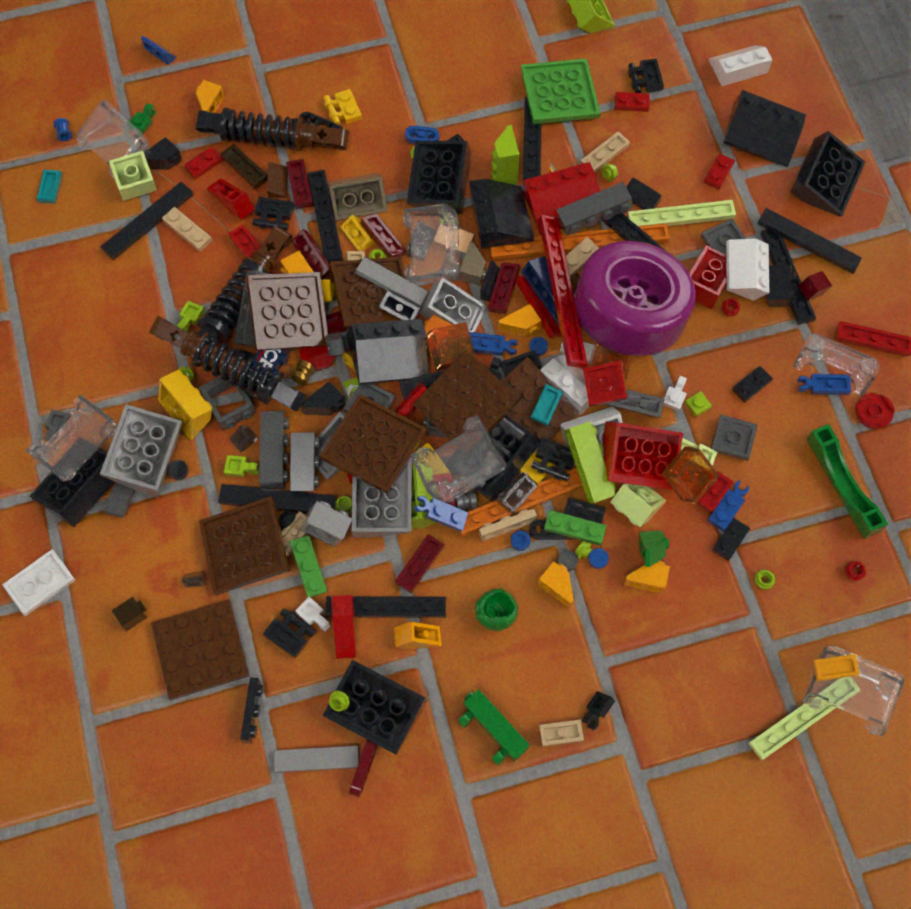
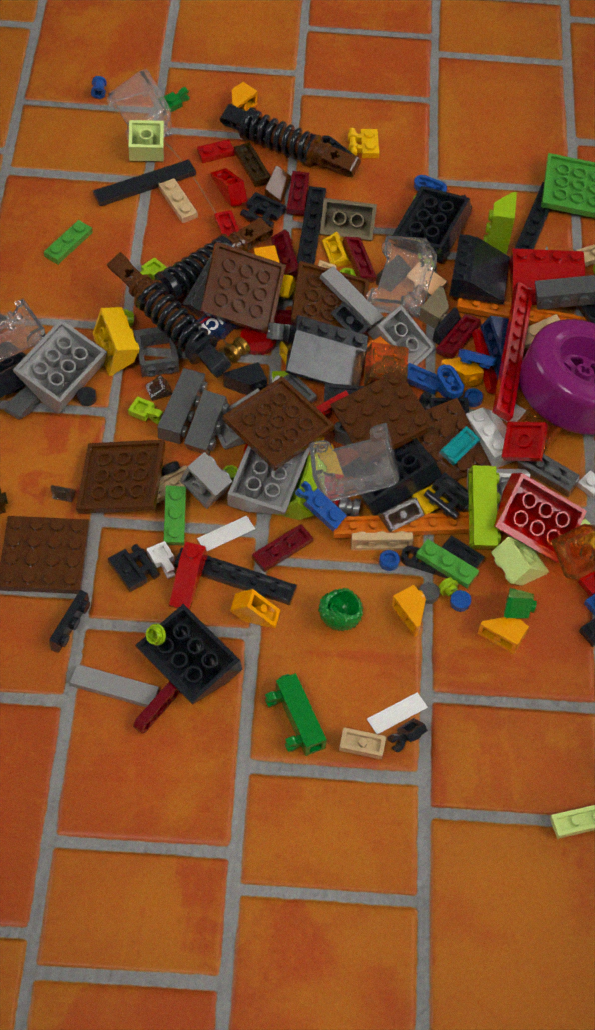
camera: 15 degrees right, 10 degrees down
(49, 186) = (67, 130): teal tile -> none
(97, 310) = (68, 242): none -> bright green plate
(157, 50) = (211, 49): blue slope -> none
(162, 155) = (180, 133): black slope -> none
(284, 500) = (173, 451): black tile -> none
(361, 566) = (226, 533): none -> white sticker
(514, 341) = (451, 382): none -> blue plate
(538, 309) = (484, 360): none -> blue plate
(580, 690) = (397, 713): none -> white sticker

